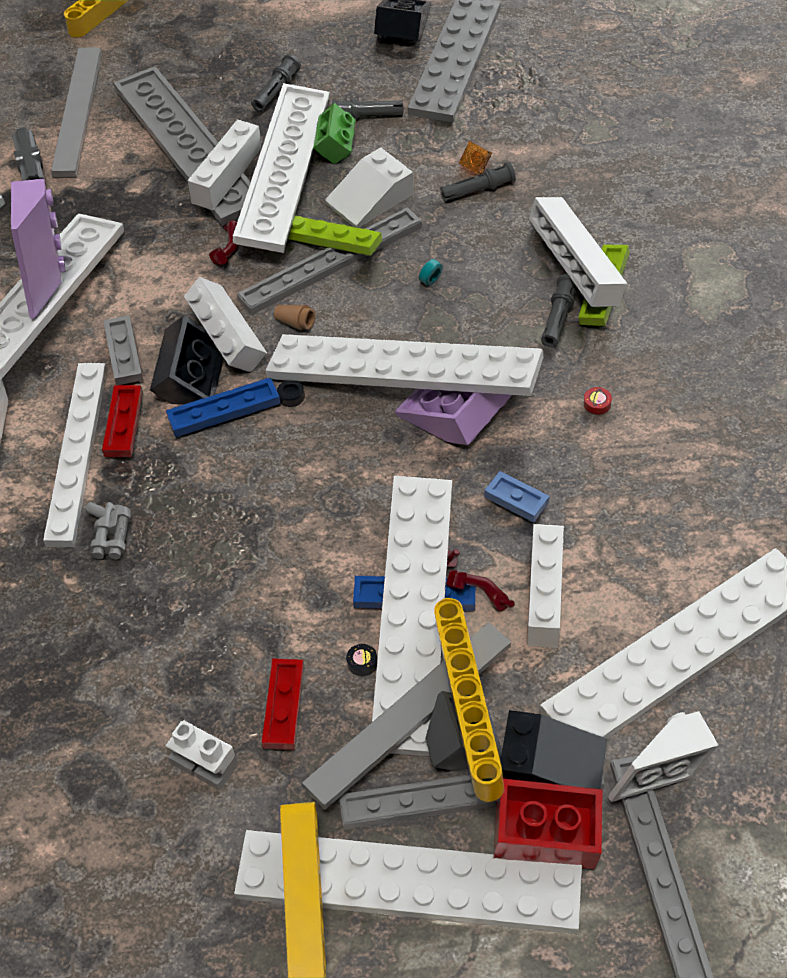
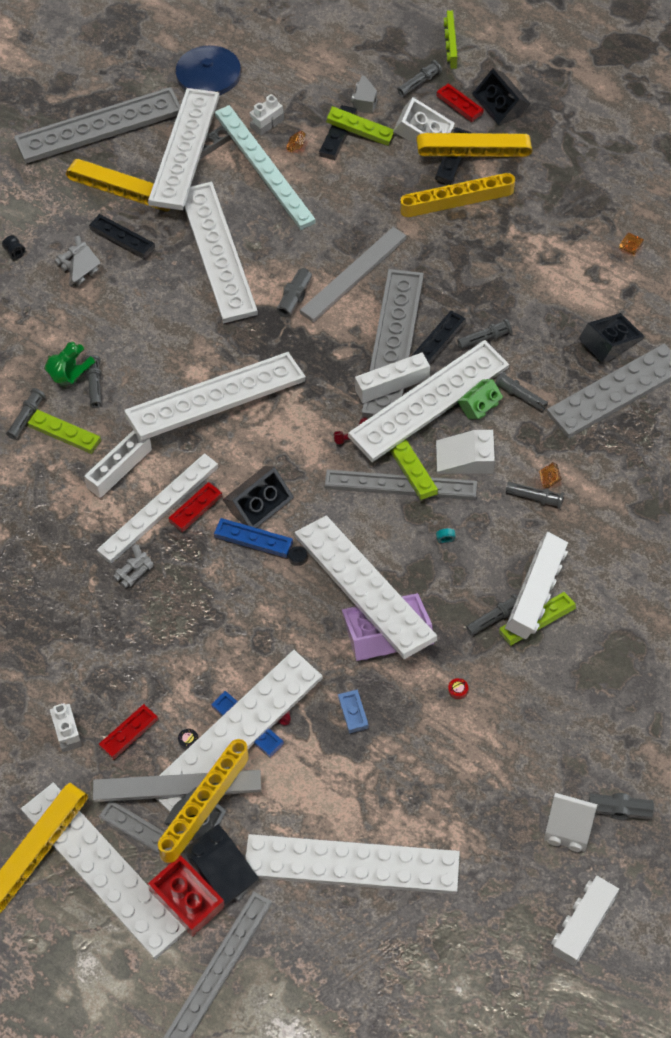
camera: 40 degrees right, 5 degrees up
(36, 242) = (221, 368): lavender slope -> none
(122, 350) = (234, 462): light grey plate -> none
(225, 324) = (297, 486): white brick -> none
(230, 104) = (440, 336): none -> black plate
(297, 316) = (344, 509): medium nougat cone -> none
(494, 593) = (286, 759): dark red piece -> none
(545, 586) = (314, 773): white brick -> none
(670, 757) = (273, 910): white slope -> none

